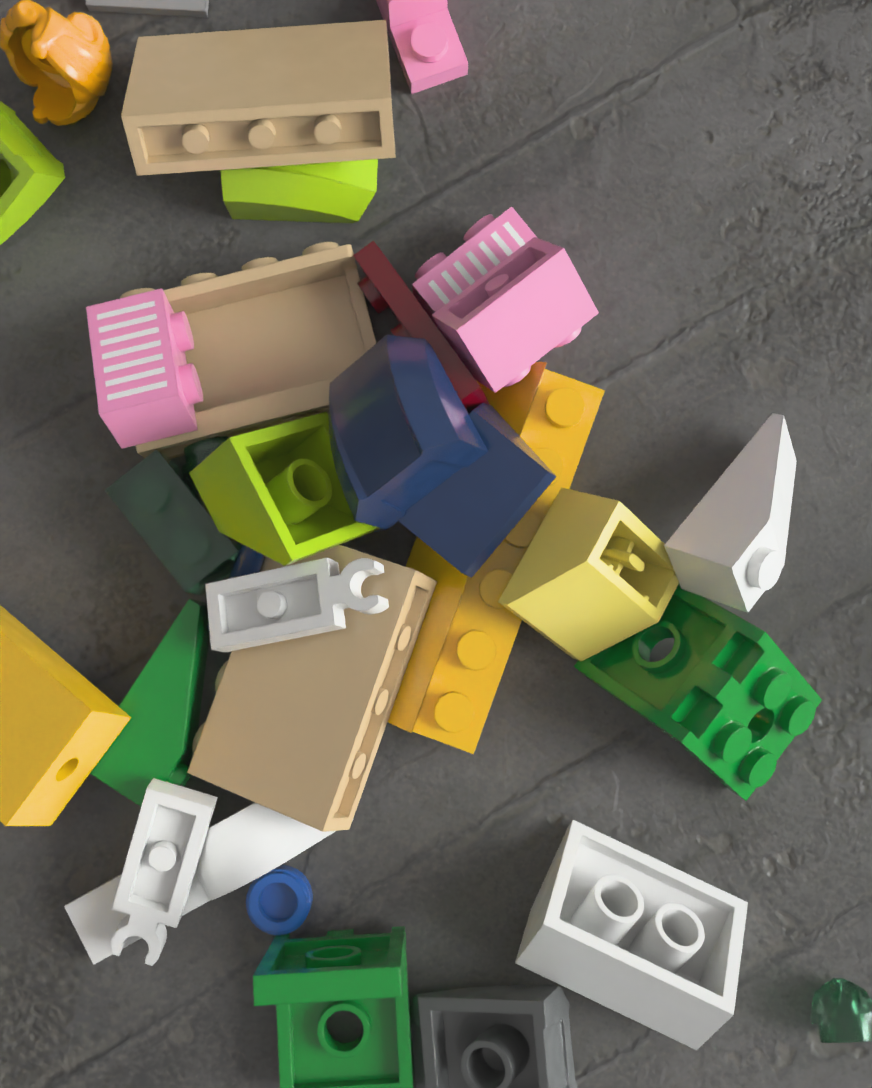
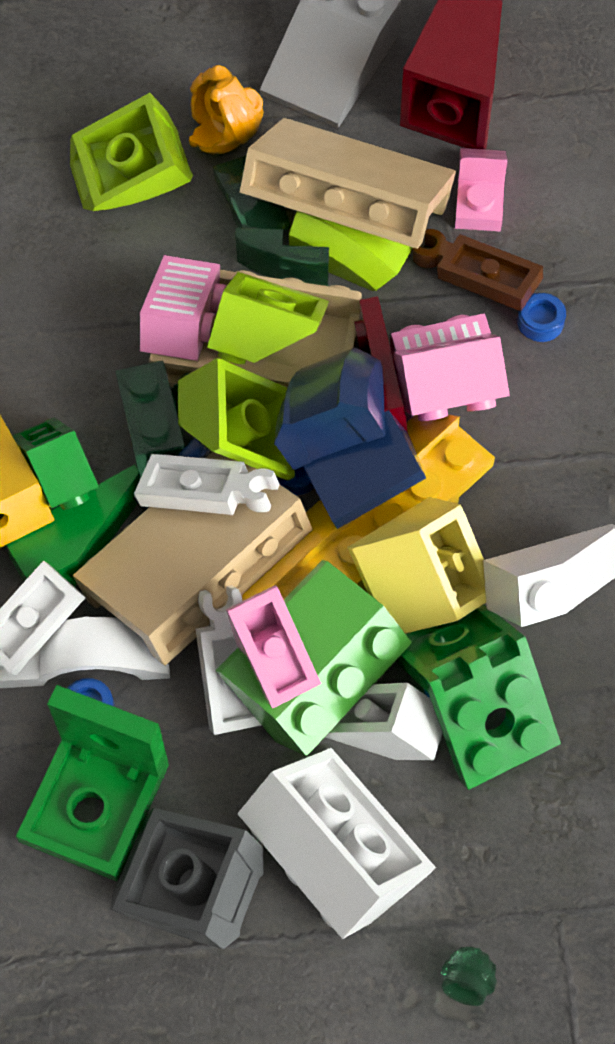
camera: 25 degrees right, 20 degrees down
(90, 646) = (57, 463): none -> slope
(168, 195) = (246, 209): none -> clear green slope
(206, 236) = (266, 254): none -> clear green slope
(256, 341) = (262, 319): none -> lime slope
(422, 797) = (215, 645): none -> white plate
(475, 140) = (480, 268): none -> reddish brown plate
(485, 795) = (272, 646): none -> bright pink slope
(517, 749) = (349, 644): none -> bright green slope
(568, 171) = (542, 317): none -> blue tile
(620, 773) = (392, 723): none -> white slope

